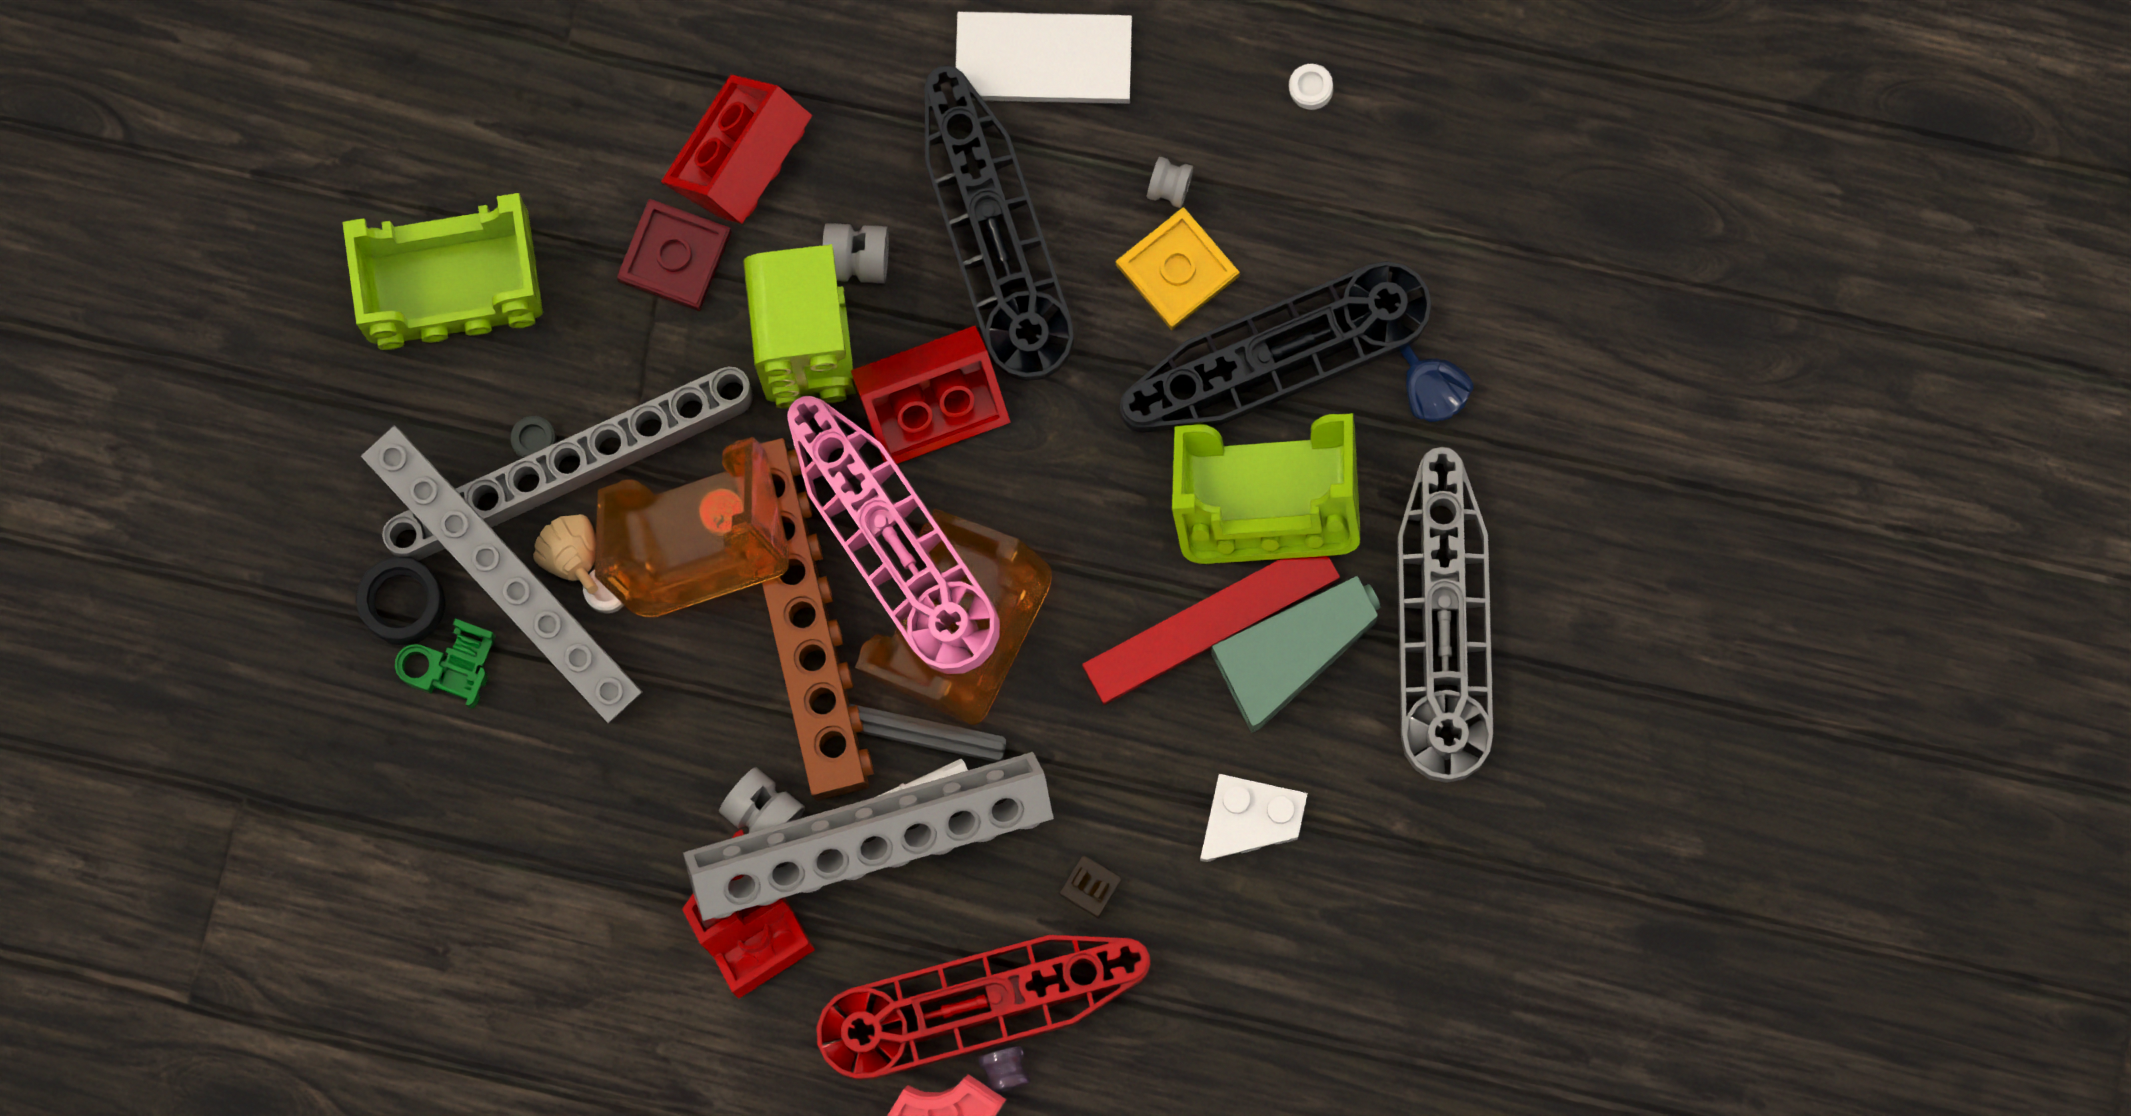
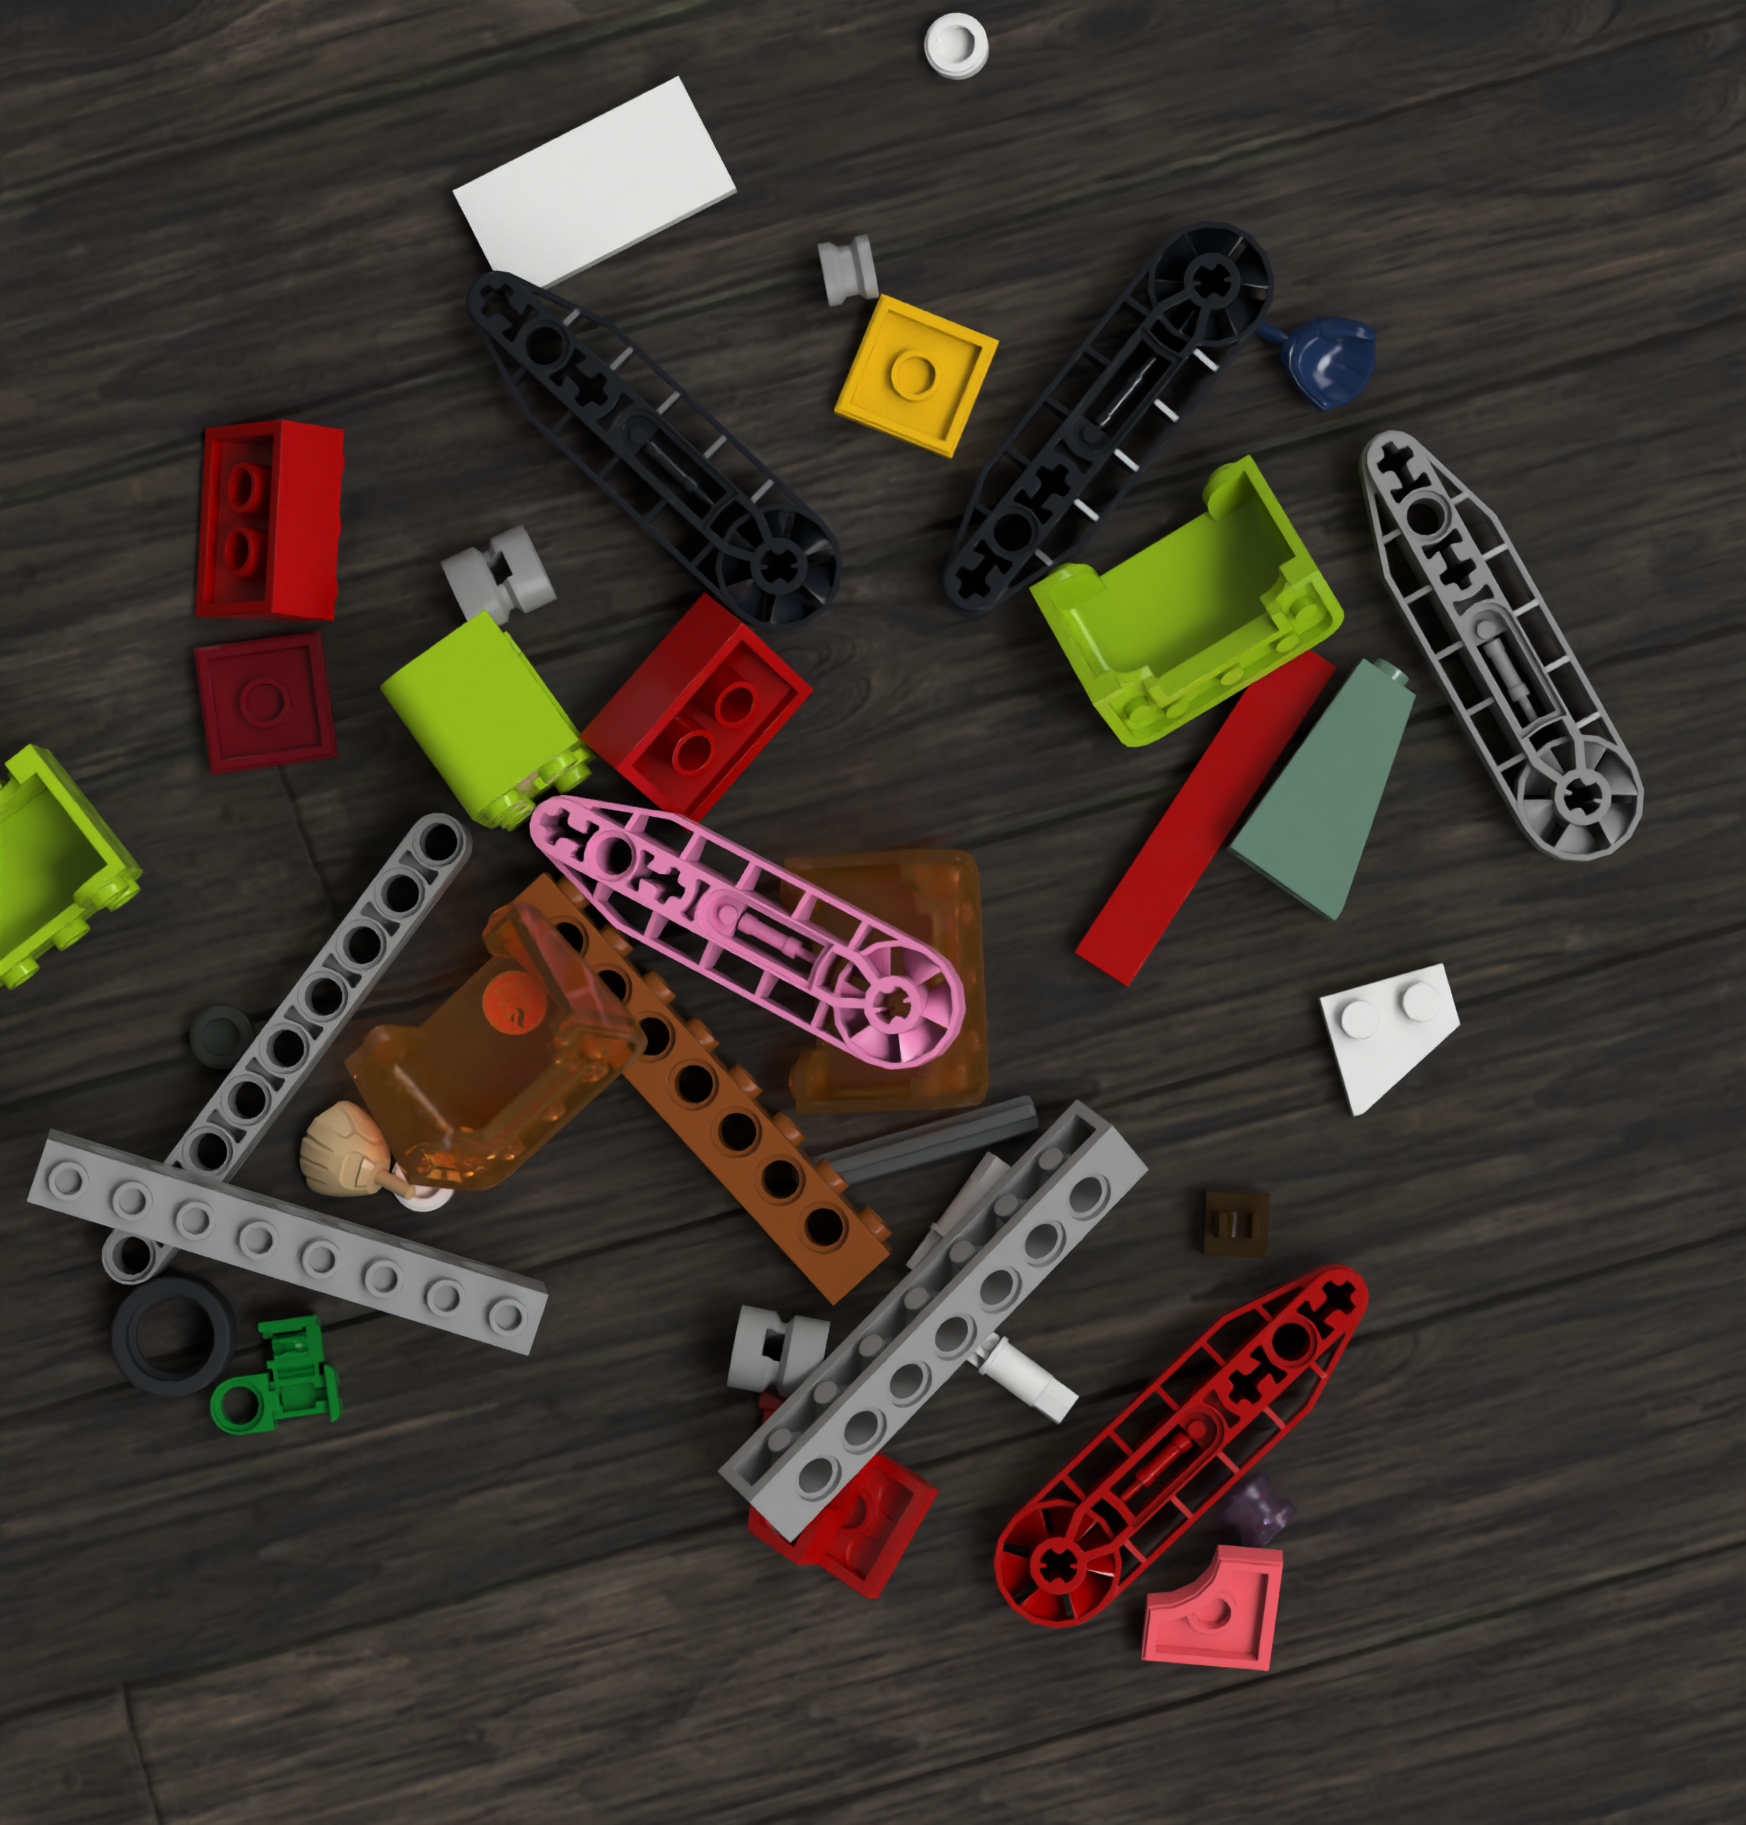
camera: 25 degrees left, 10 degrees up
(904, 906) = (1023, 1377): none -> white piece

